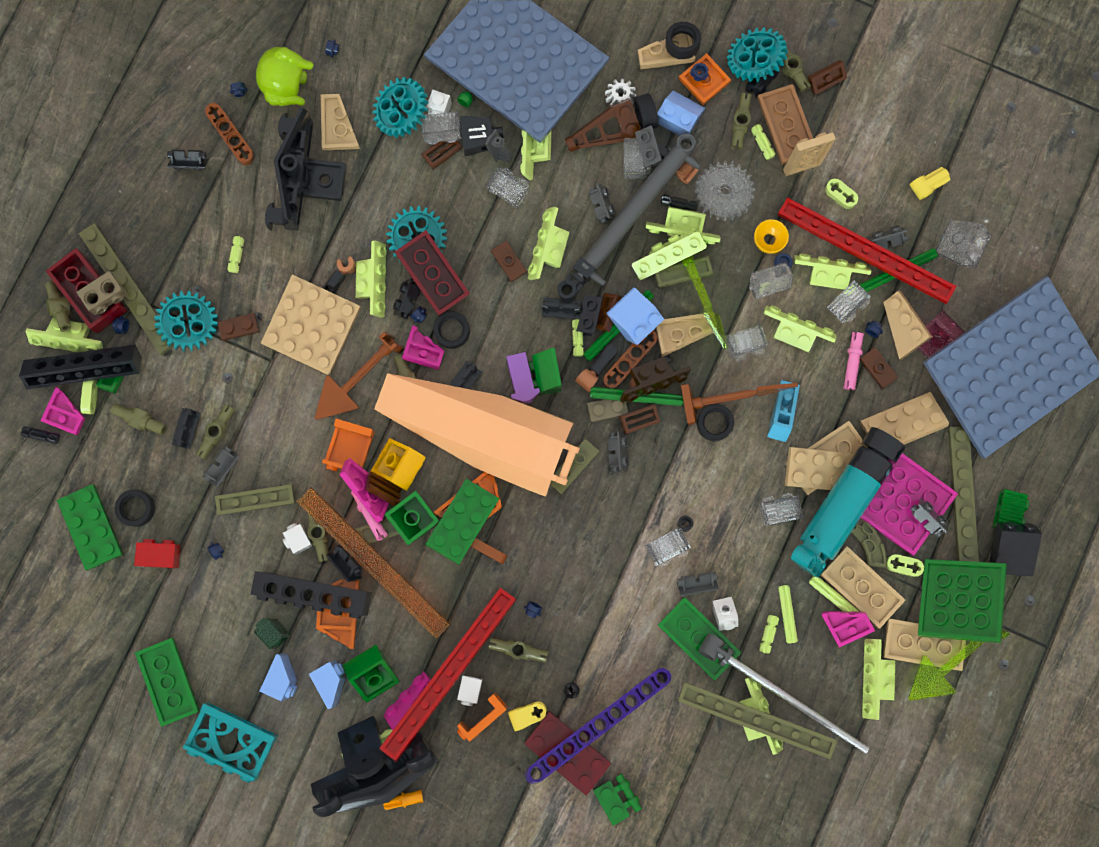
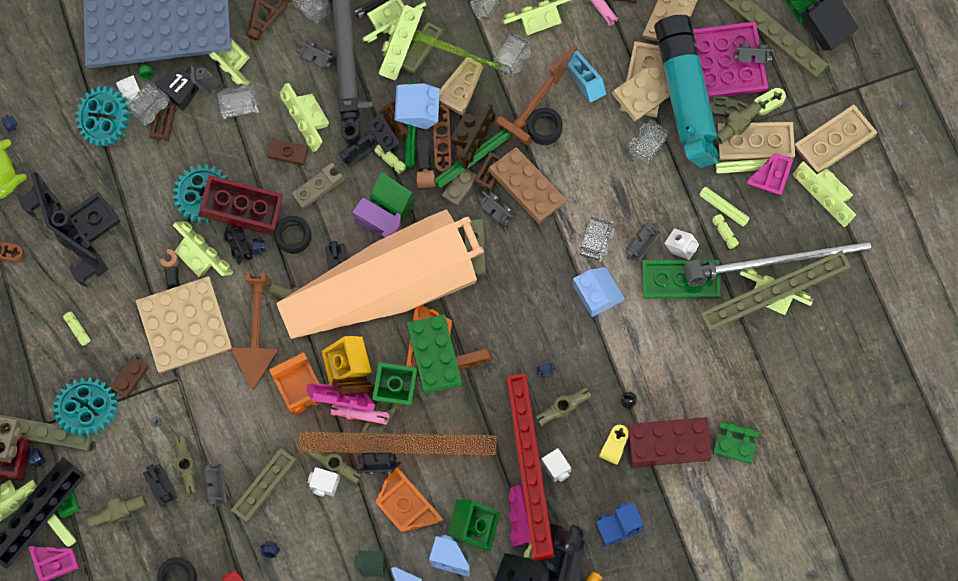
camera: 40 degrees left, 10 degrees down
(262, 589) = (328, 532): black brick -> none
(335, 125) = (66, 173): tan wing -> none
(422, 350) = (285, 267): dark pink wing -> none
(471, 777) = (619, 526): none -> blue brick
(499, 708) = (588, 455): orange panel -> none
(504, 309) = (318, 186): none -> dark tan plate
(590, 730) = (671, 405): dark purple beam -> none
(630, 587) = (597, 290): none -> light blue slope
(657, 456) = (527, 185): none -> medium nougat plate
(682, 520) = (589, 208): black hinge -> none
(862, 562) = (738, 122): none -> olive pin
(931, 681) = (864, 157): clear neon green piece -> none
(962, 600) = (829, 83): green plate -> none

